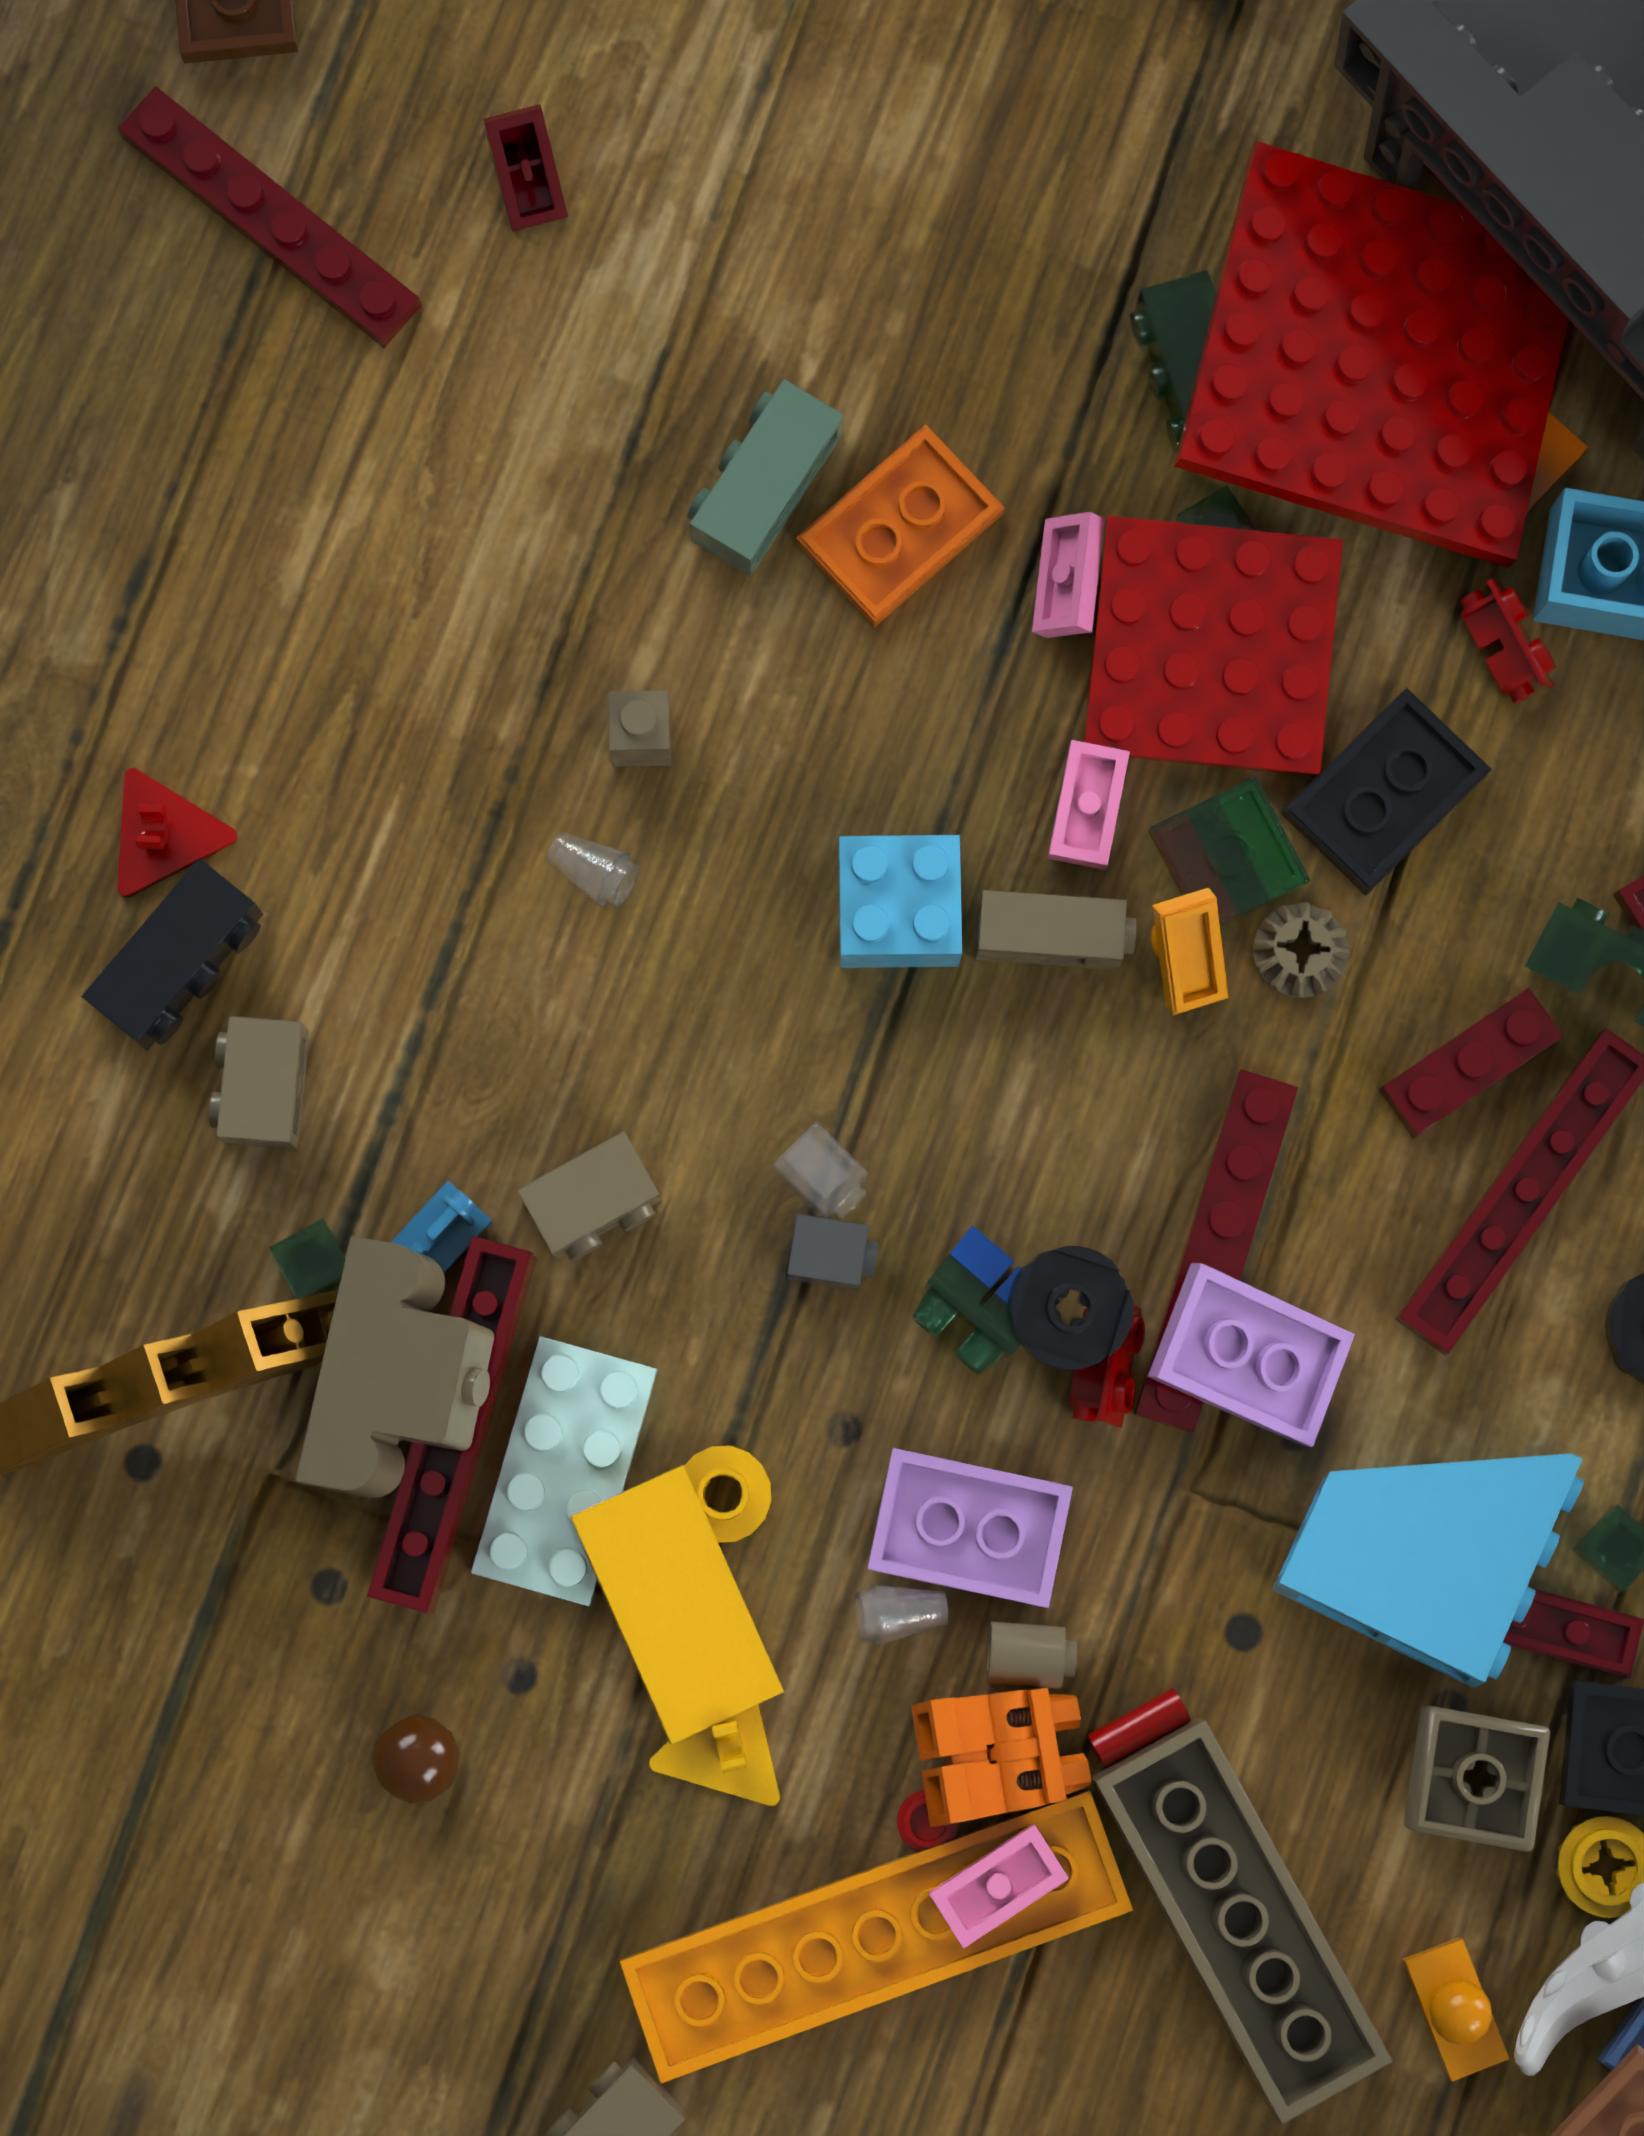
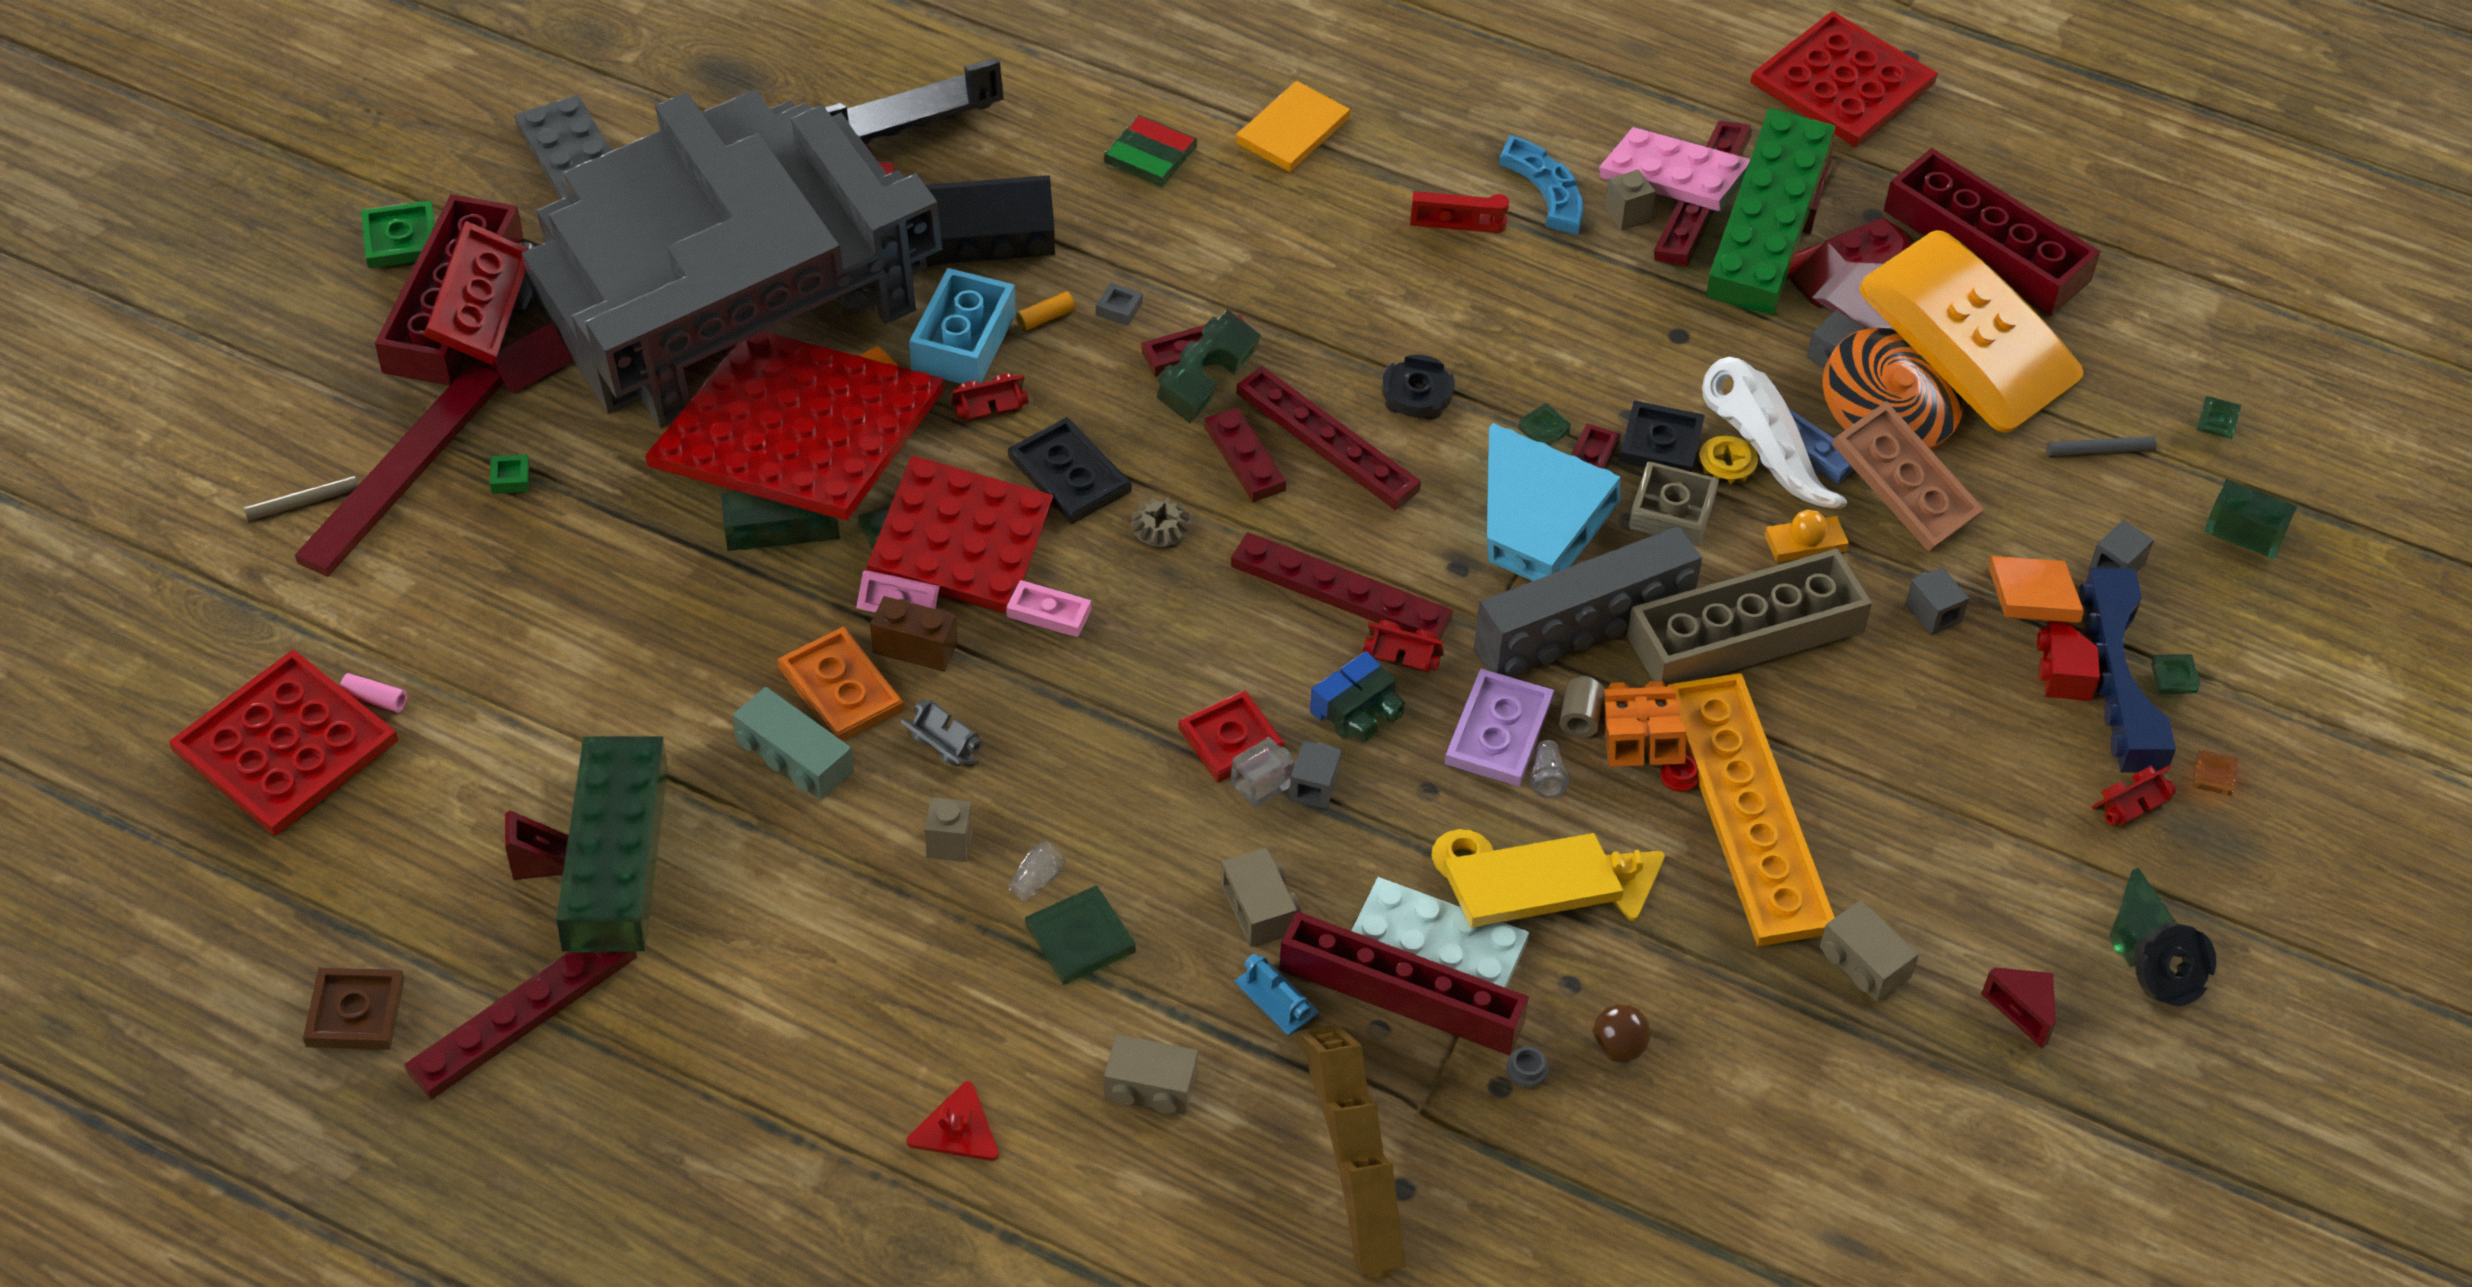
camera: 80 degrees left, 30 degrees down
(175, 956) = (1051, 1118): black brick -> none
(310, 1259) = (1278, 1062): clear green plate -> none
(354, 1623) = (1527, 1067): none -> dark grey plate
(391, 1373) = (1368, 988): dark tan brick -> none
(499, 948) = (1080, 934): none -> clear green tile
(535, 265) = (612, 844): none -> clear green brick
(809, 686) = (954, 743): none -> dark grey hinge
(896, 1117) = (1226, 732): none -> red tile
(899, 901) = (1093, 707): medium azure brick -> none
(997, 612) = (914, 633): none -> reddish brown brick
(998, 1885) = (1723, 727): bright pink plate -> none
(1054, 930) = (1126, 635): dark tan brick -> none
(1100, 1289) = (1371, 656): black plate -> none
(1138, 1728) = (1629, 660): red axle -> none
(1189, 951) = (1152, 565): light orange tile -> none
(1220, 1651) = (1581, 603): none -> dark grey brick
(1232, 849) = (1094, 549): clear green tile -> none
(1251, 1355) = (1410, 568): lavender plate -> none

